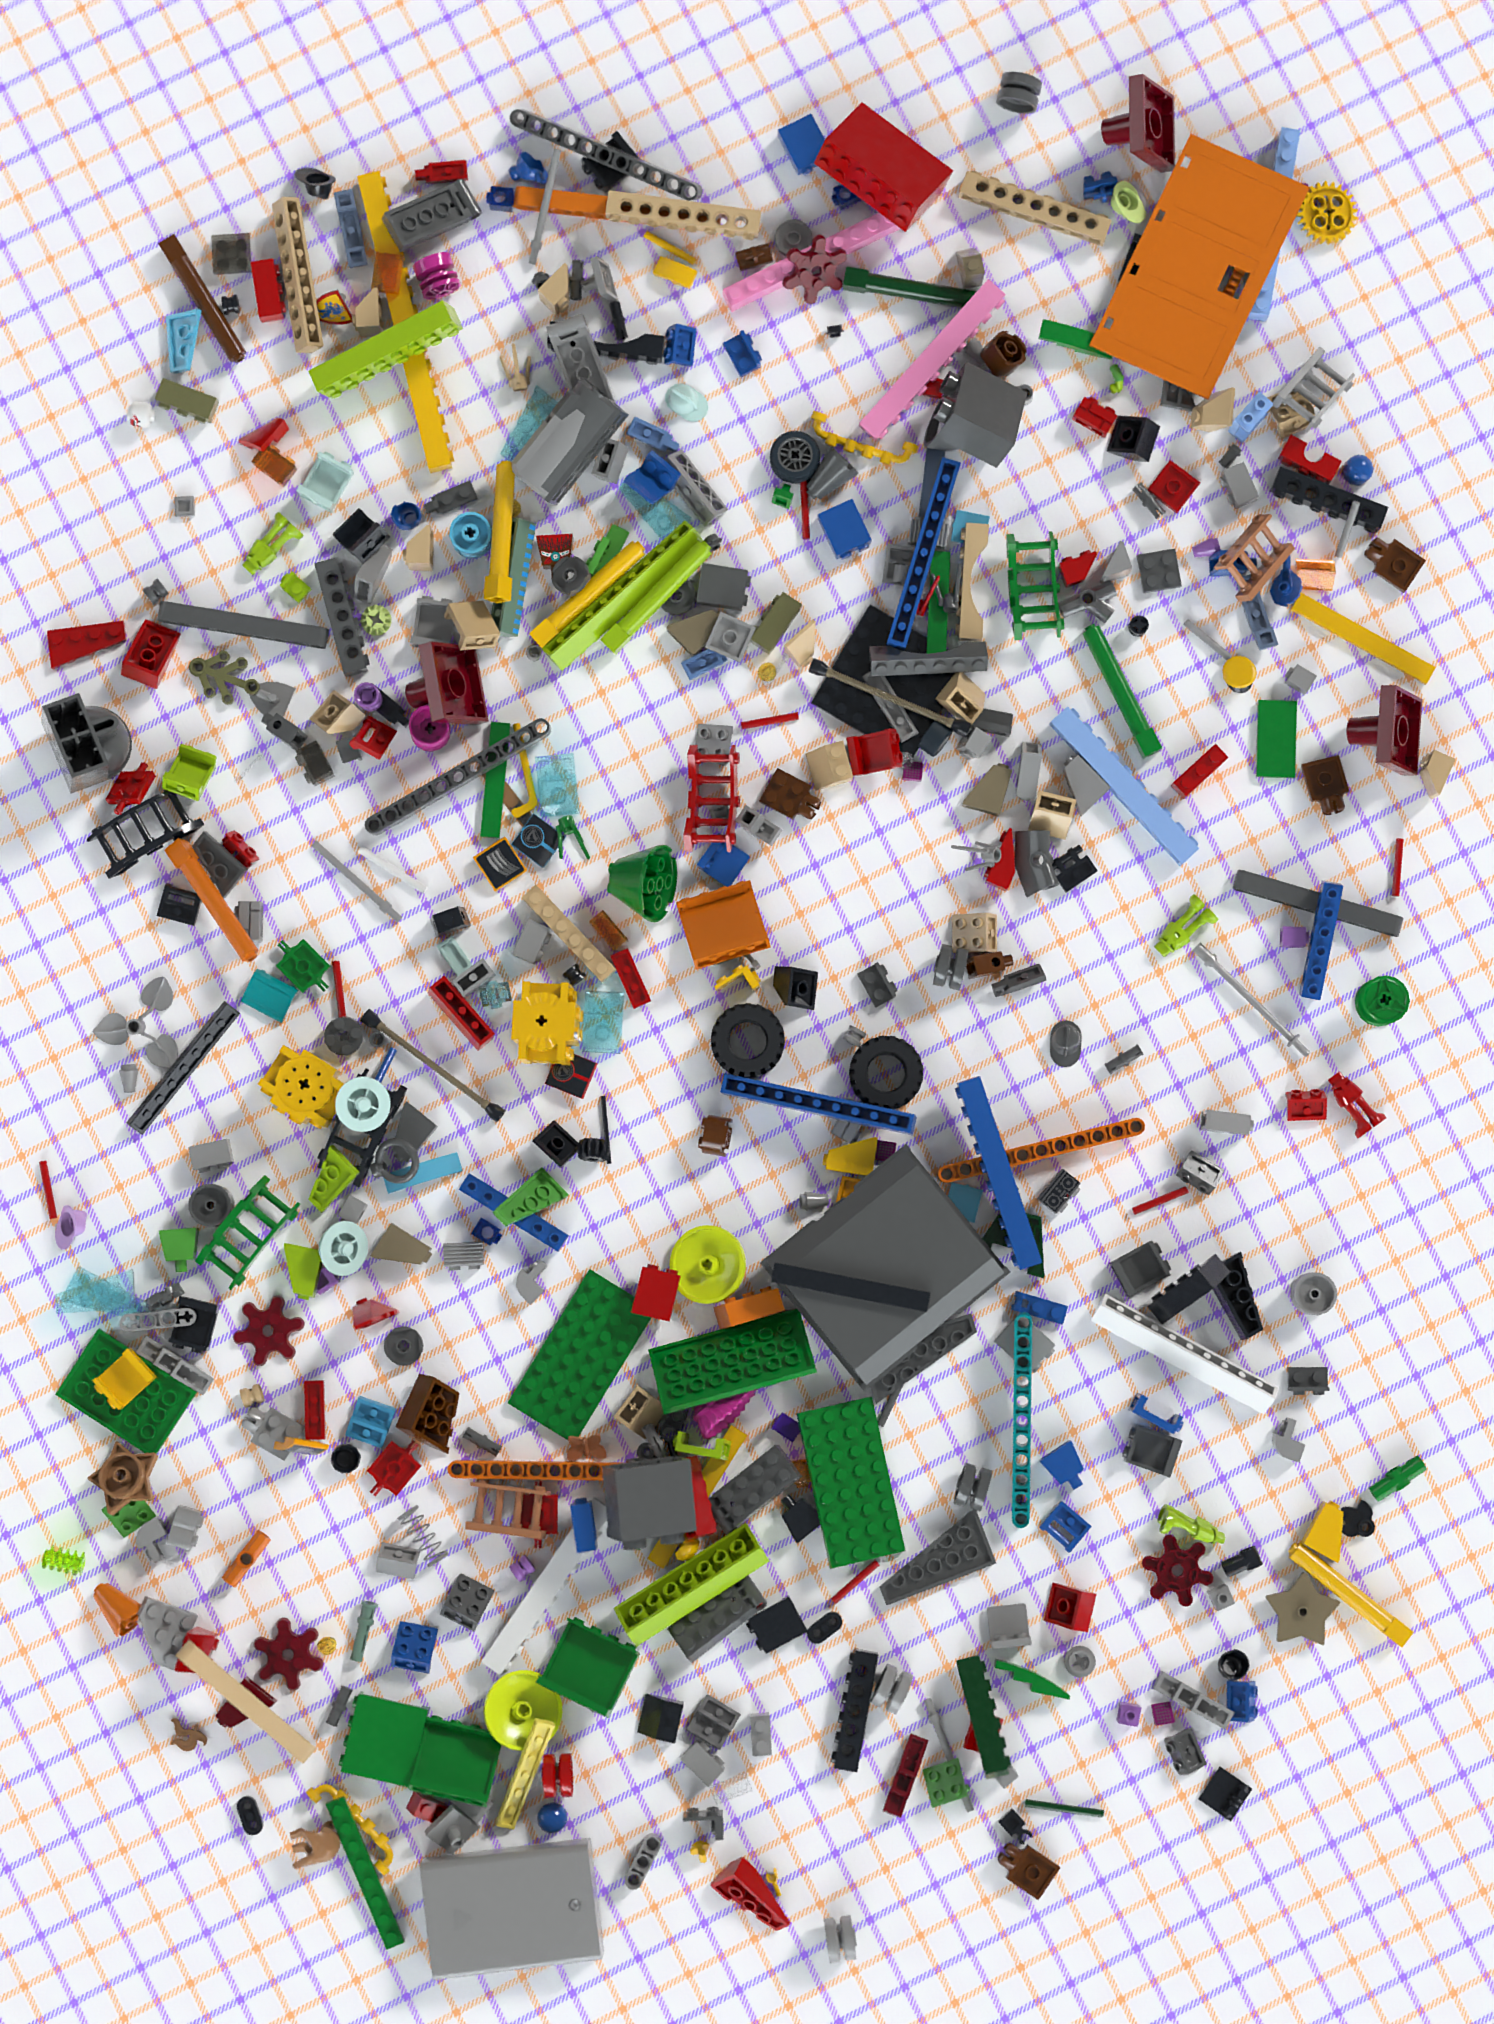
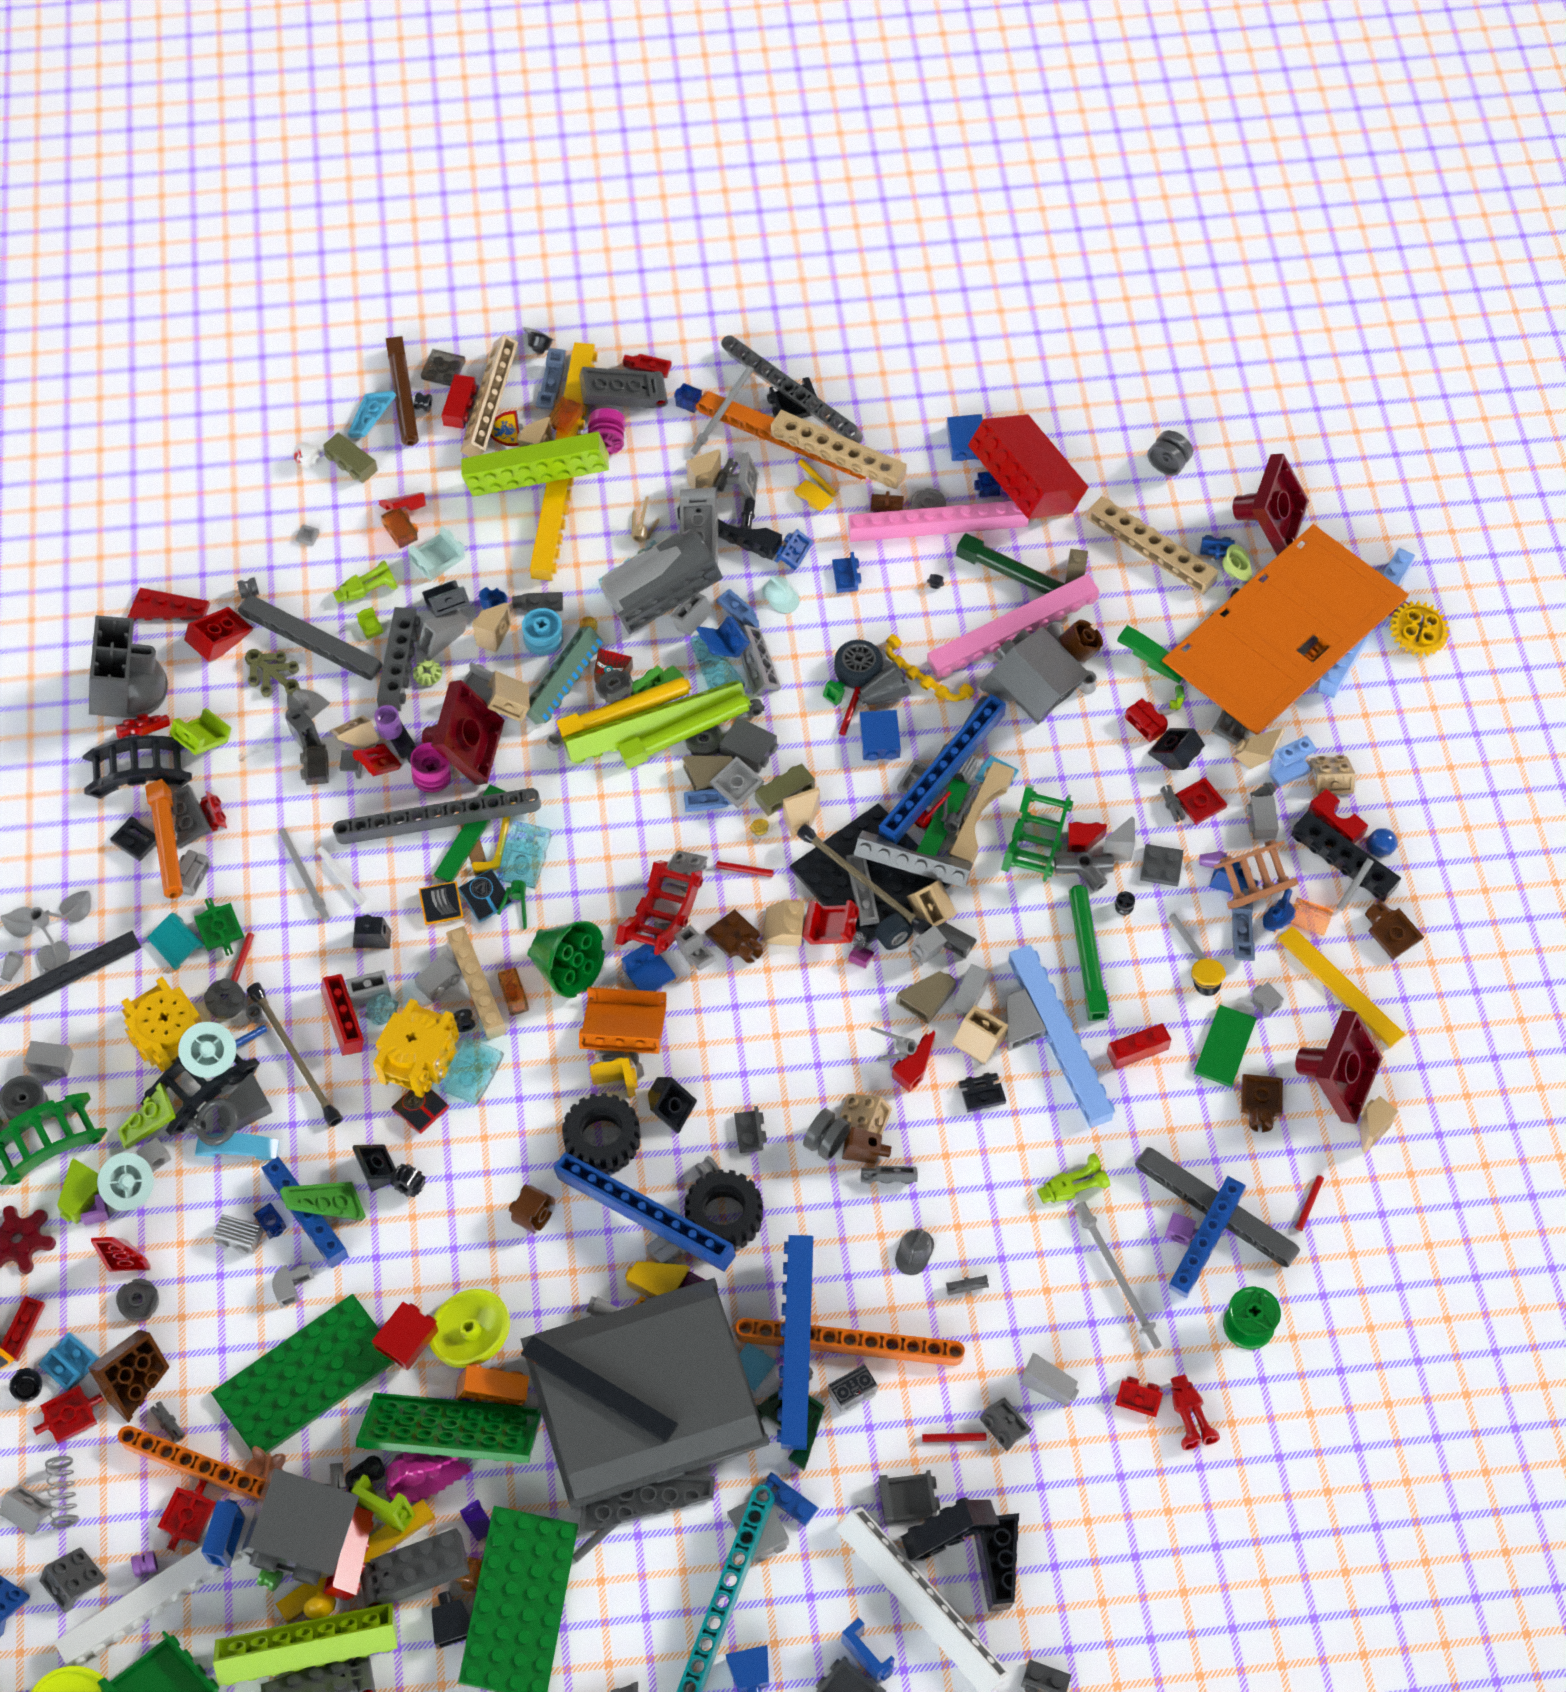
camera: 20 degrees right, 25 degrees down
(401, 1247) = (181, 1206): dark tan slope -> none
(454, 955) = (360, 962): light aqua tile -> none
(496, 1525) = (156, 1516): nougat fence -> none
(498, 584) = (547, 667): yellow brick -> none
(528, 169) = (719, 382): blue hair -> none
(605, 1124) = (430, 1169): black axle -> none
(630, 978) = (515, 1042): red plate -> none
(639, 1410) = (336, 1445): tan slope -> none
(806, 261) = (927, 516): plate -> none
(970, 1486) = (643, 1654): dark grey wheel -> none
(1032, 874) = (946, 1070): dark grey panel -> none
(1303, 1287) = (1082, 1575): light grey wheel -> none
(1307, 374) = (1358, 743): light grey fence -> none

